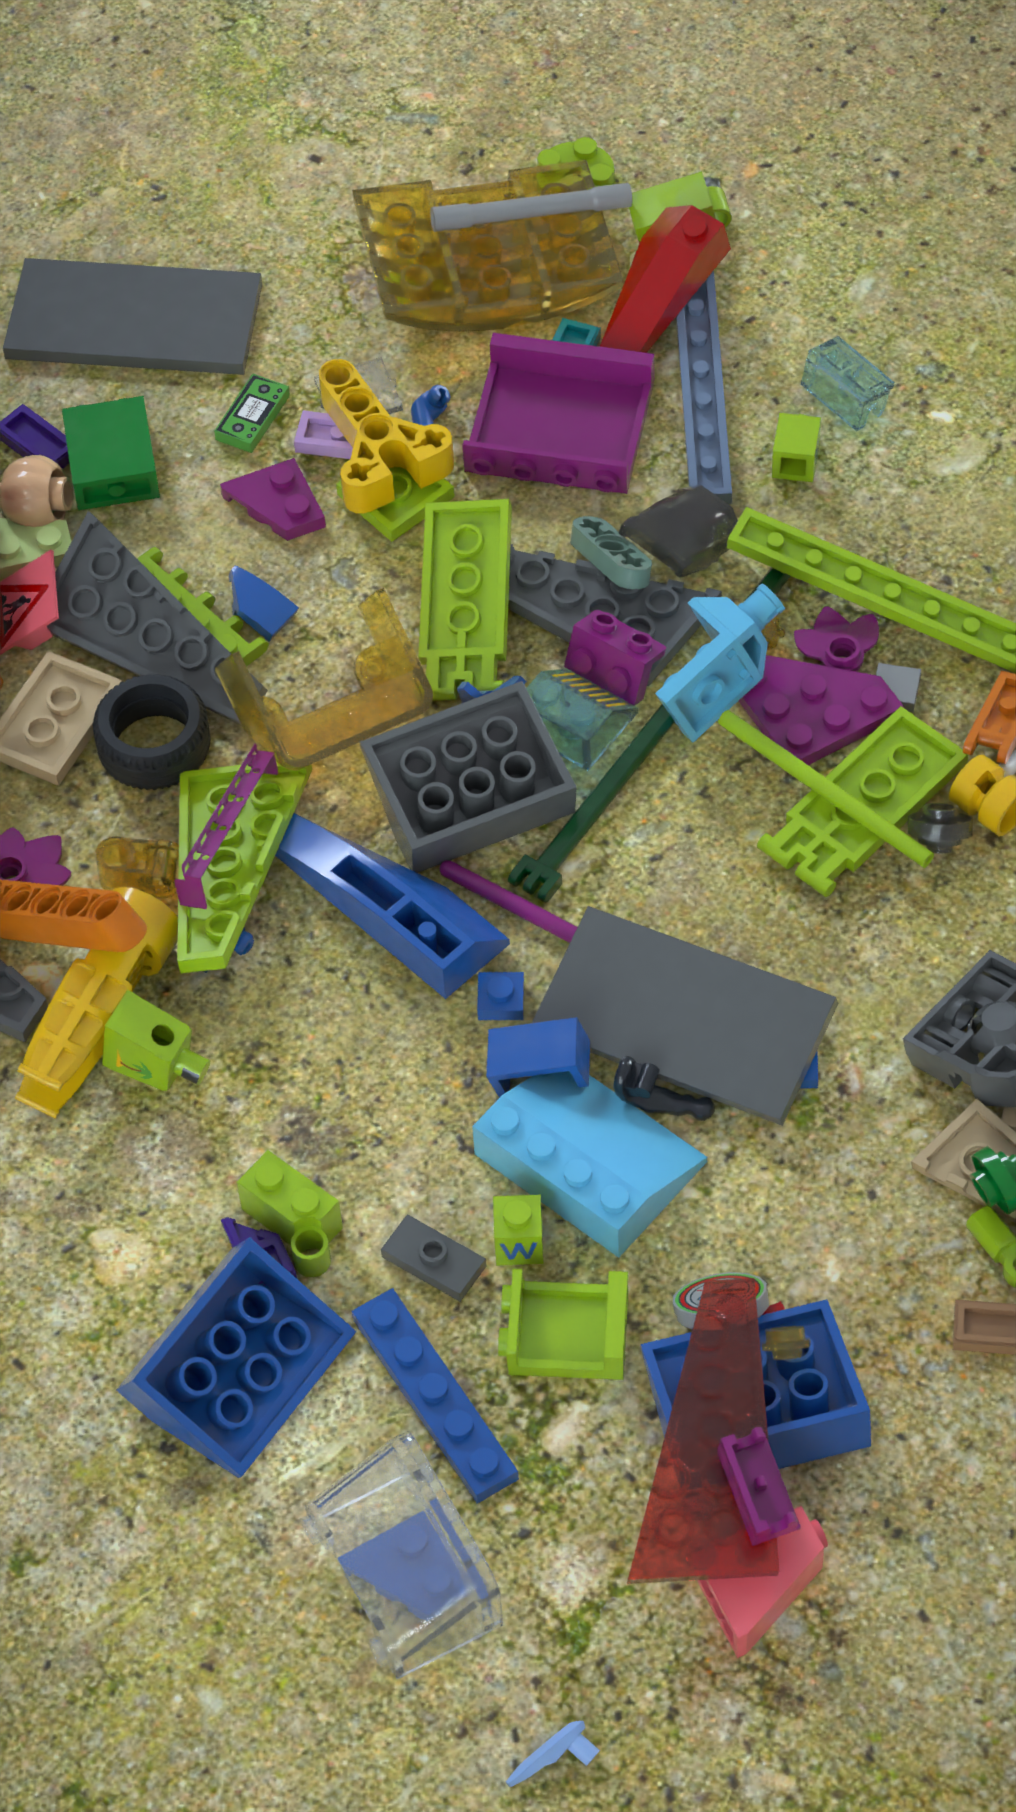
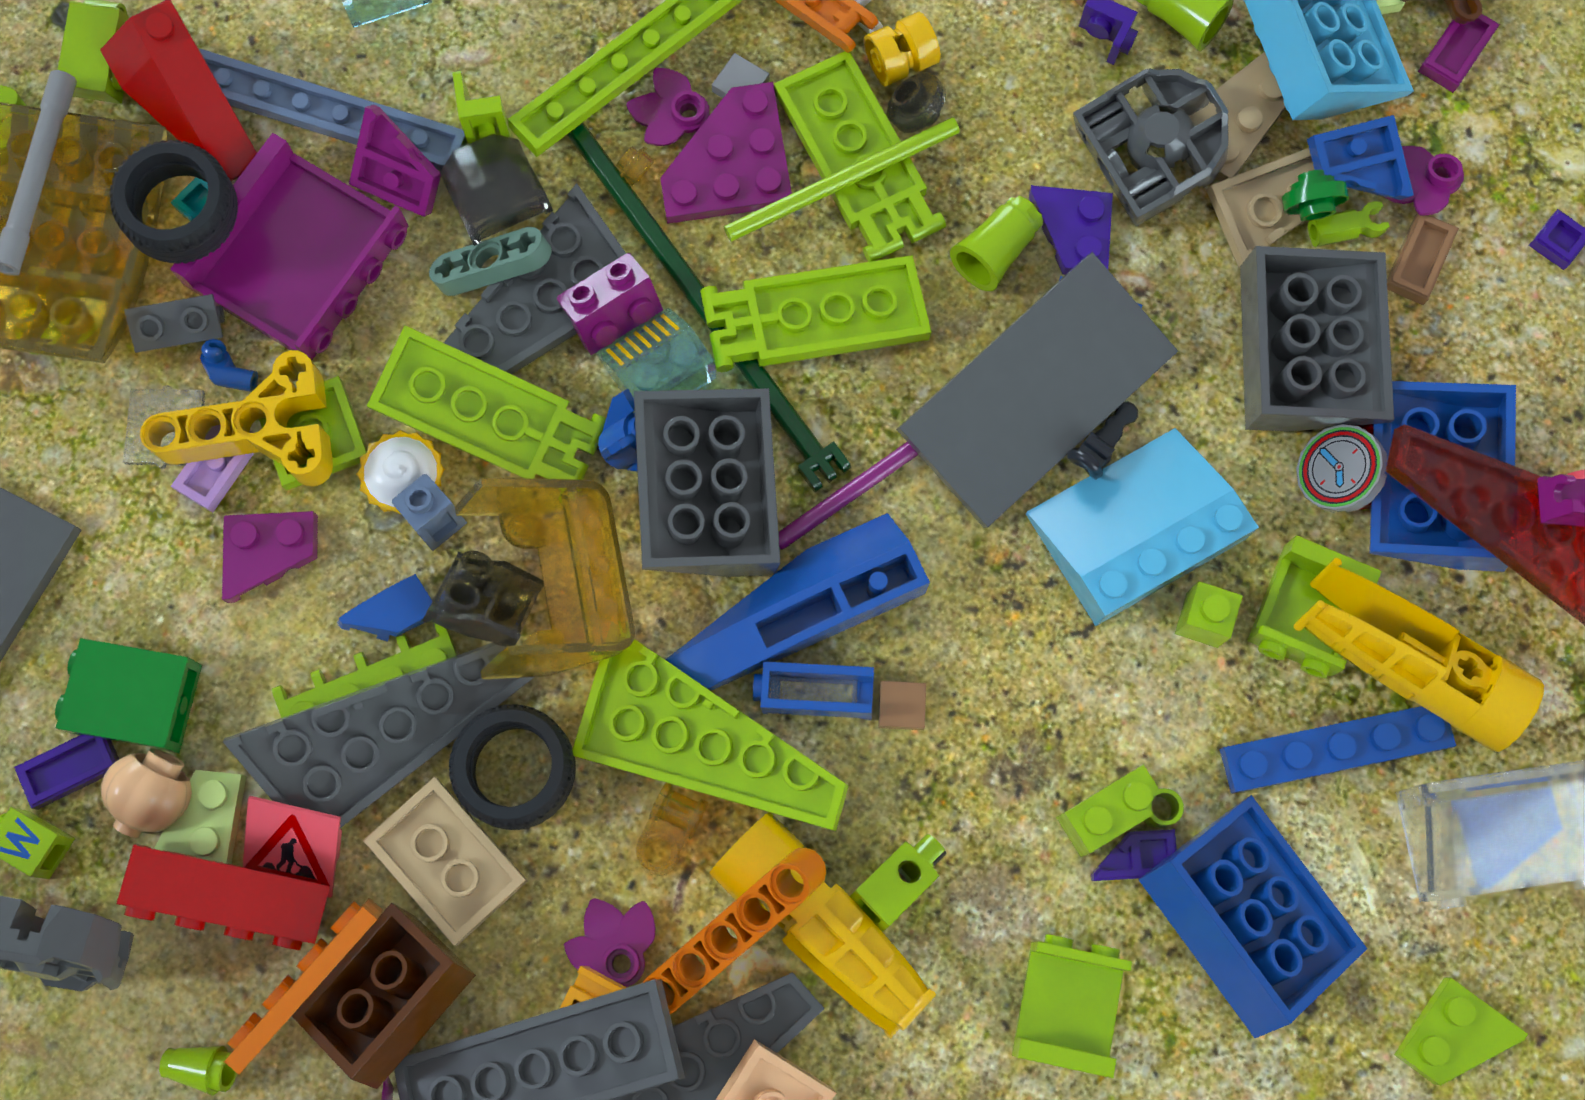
camera: 75 degrees left, 20 degrees up
(93, 1236) = (1070, 1006): none -> lime panel
(185, 1578) = (1456, 1034): none -> lime wing
(191, 890) = (687, 727): magenta piece -> none
(252, 413) = (141, 538): tile -> none
(293, 657) = (484, 599): none -> clear smoke slope
(313, 936) = (815, 690): none -> blue window
(328, 1014) = (902, 705): none -> medium nougat tile
(349, 588) = (428, 511): none -> sand blue bracket
(384, 560) = (396, 464): none -> white piece
(433, 1257) = (1198, 700): dark grey plate -> none
(450, 360) = (175, 323): none -> dark grey hinge
(500, 996) = (941, 543): blue plate -> none
(523, 1487) = (1423, 658): none -> yellow piece
(537, 1051) = (1038, 532): blue panel -> none
(546, 273) = (152, 166): none -> black tyre
(669, 450) = (392, 165): none -> magenta wing
(682, 818) = (817, 313): none -> lime hinge
(726, 665) = (662, 180): medium azure plate -> none
(743, 479) = (479, 116): none -> lime panel
(786, 1342) = (1433, 420): clear yellow plate -> none
(796, 447) = (435, 54): lime brick -> none
(826, 938) = (996, 243): none -> lime plant
(846, 1229) = (1315, 339): none -> dark grey slope
(879, 1008) = (1074, 223): none -> dark purple wing

